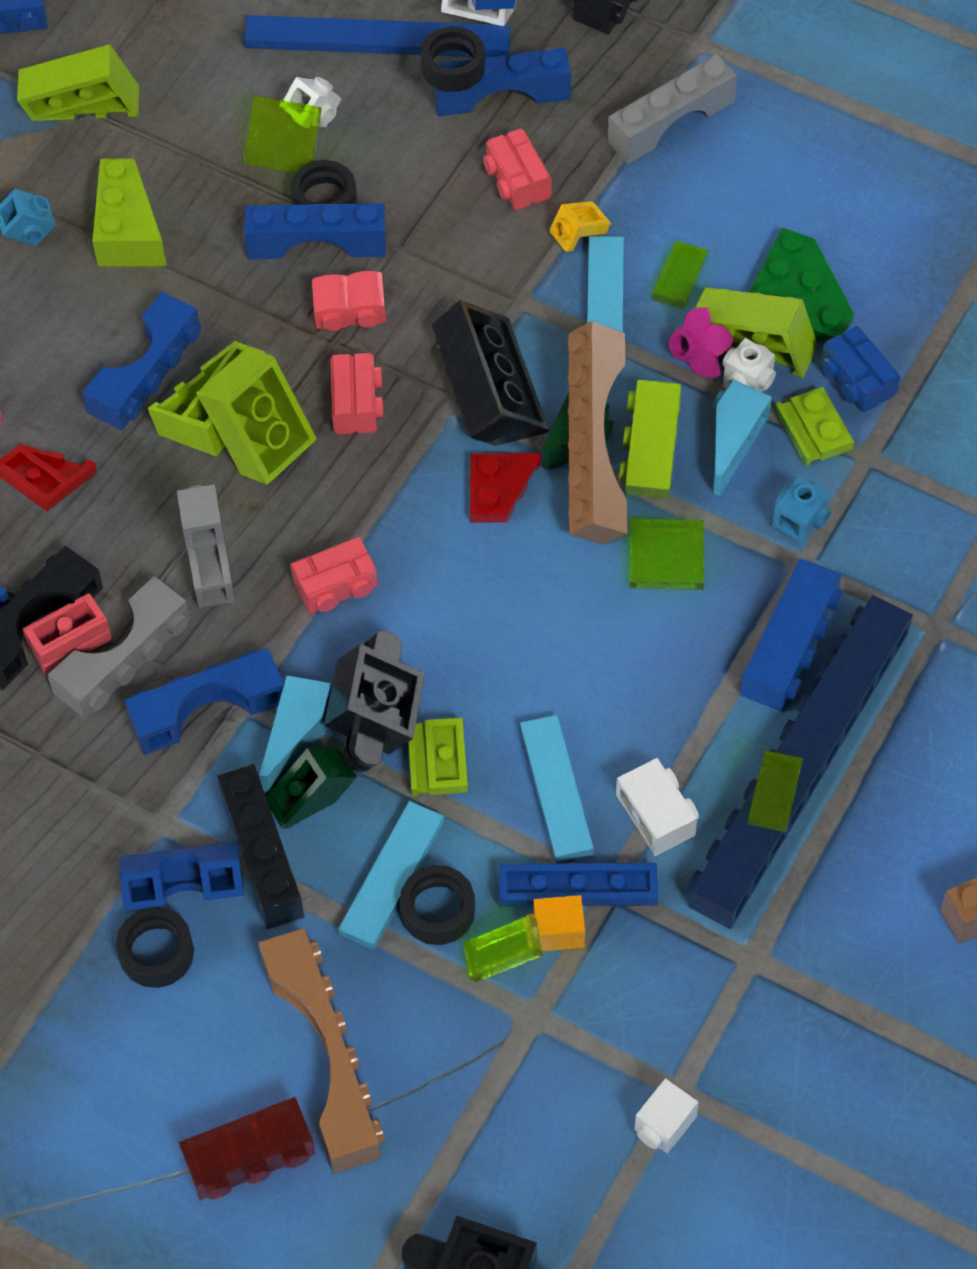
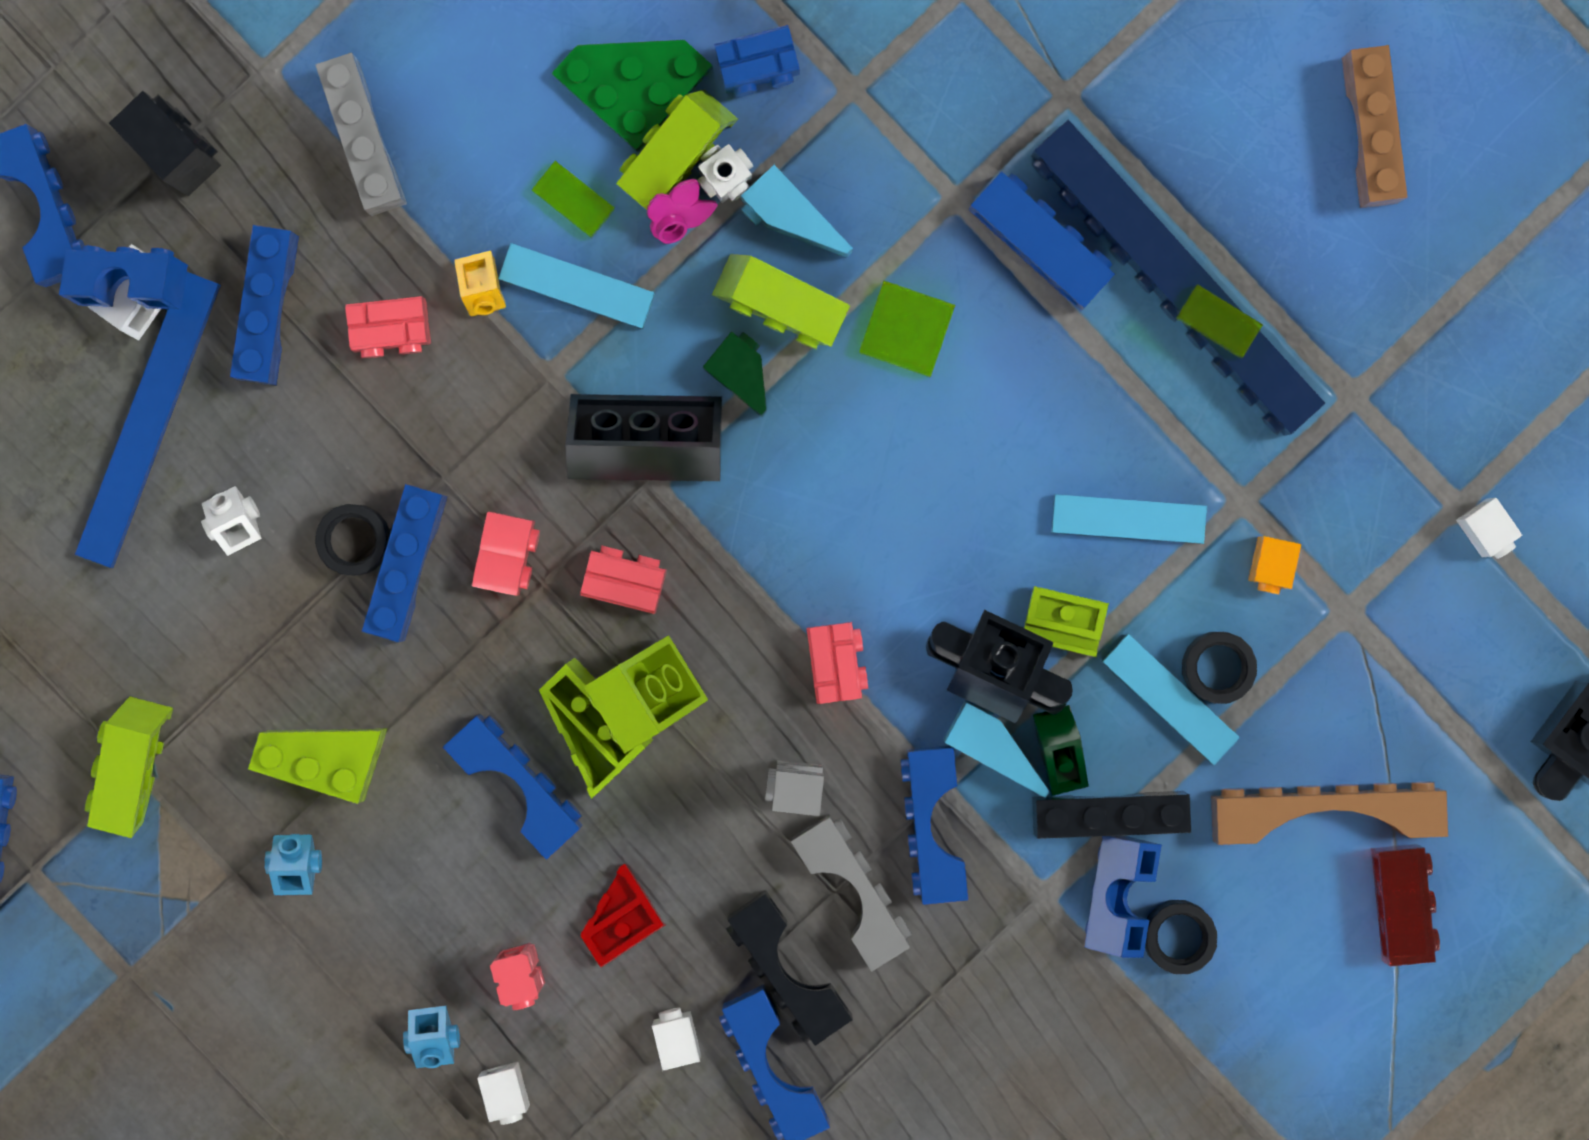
camera: 70 degrees left, 30 degrees up
(70, 628) = (827, 941): coral brick -> none
(281, 134) = (267, 564): clear neon green tile -> none
(453, 78) = (216, 359): black tyre -> none
(499, 483) = (772, 467): red wing -> none
(502, 948) = (1288, 622): clear neon green tile -> none
(595, 498) = (697, 335): medium nougat arch -> none
(596, 883) = (1238, 531): blue plate -> none
(657, 806) = (1184, 432): white brick -> none
(801, 509) = (908, 194): dark azure brick -> none
(814, 426) = (804, 130): lime plate -> none

